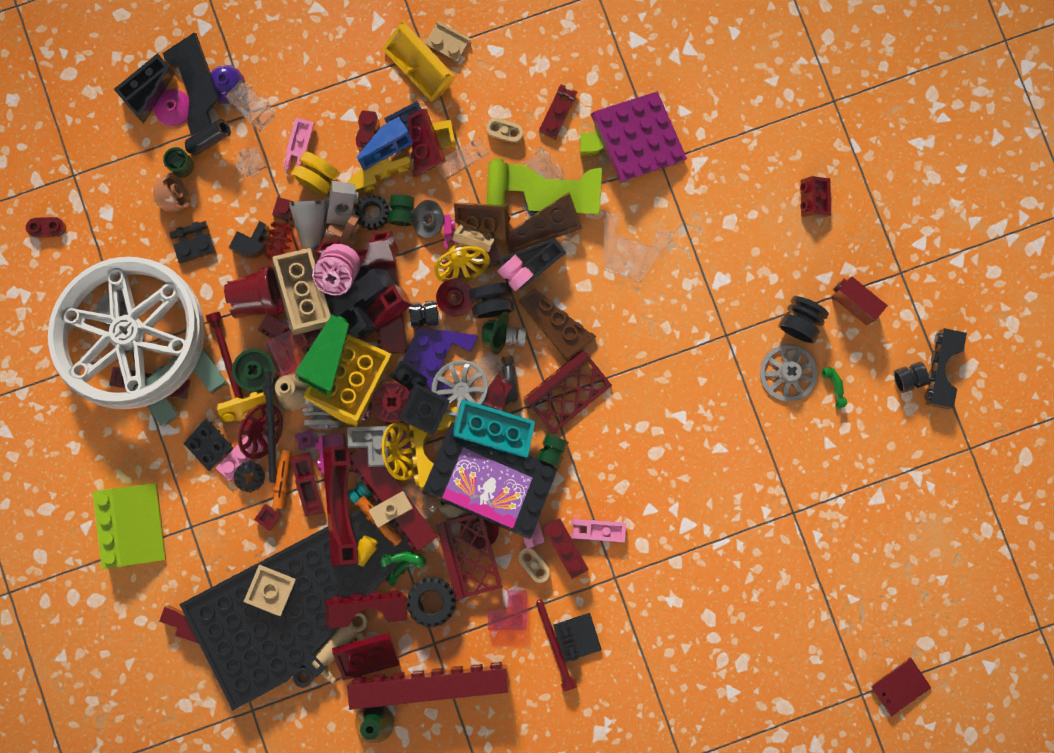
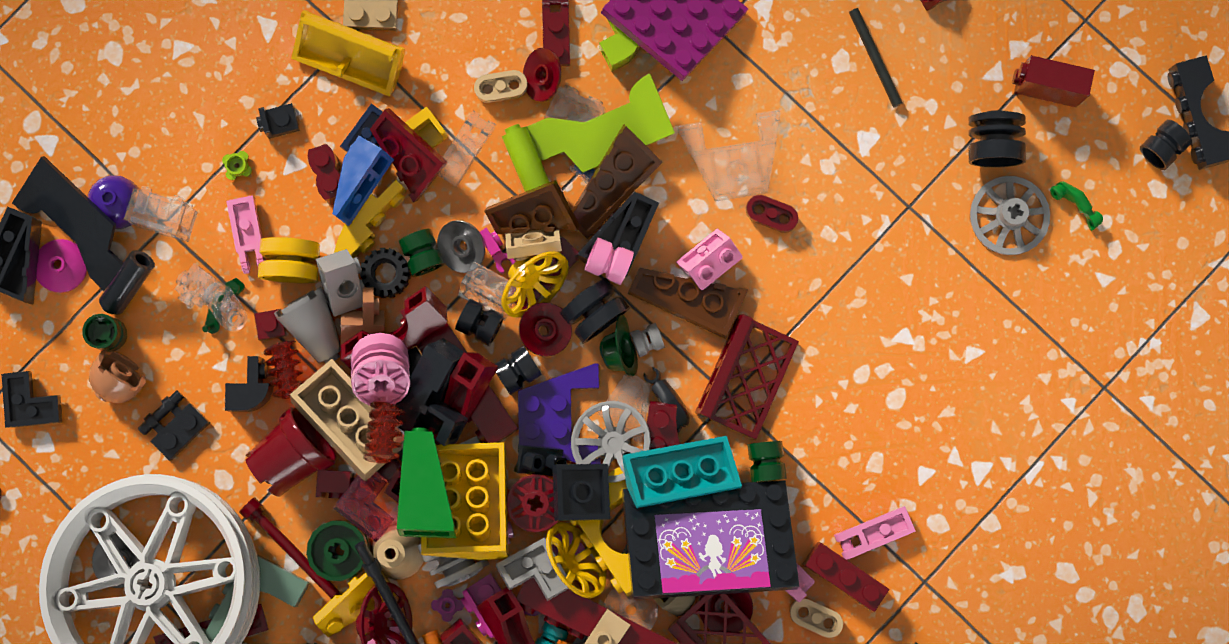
camera: 25 degrees left, 0 degrees up
(104, 182) = (22, 408): none -> black plate
(249, 189) = (211, 324): none -> dark green piece
(261, 184) = (227, 308): none -> clear plate
(315, 103) = (230, 161): none -> lime plate
(317, 309) = (383, 432): none -> clear red piece
(353, 83) = (277, 121): none -> black bracket
(411, 267) = (472, 315): none -> black wheel
(428, 252) = (485, 288): none -> clear bracket
(534, 135) = (542, 74): none -> dark red dish
(581, 305) = (710, 259): none -> bright pink bracket
(637, 295) = (772, 211): none -> dark red plate
(753, 229) = (875, 57): none -> pearl dark grey bar

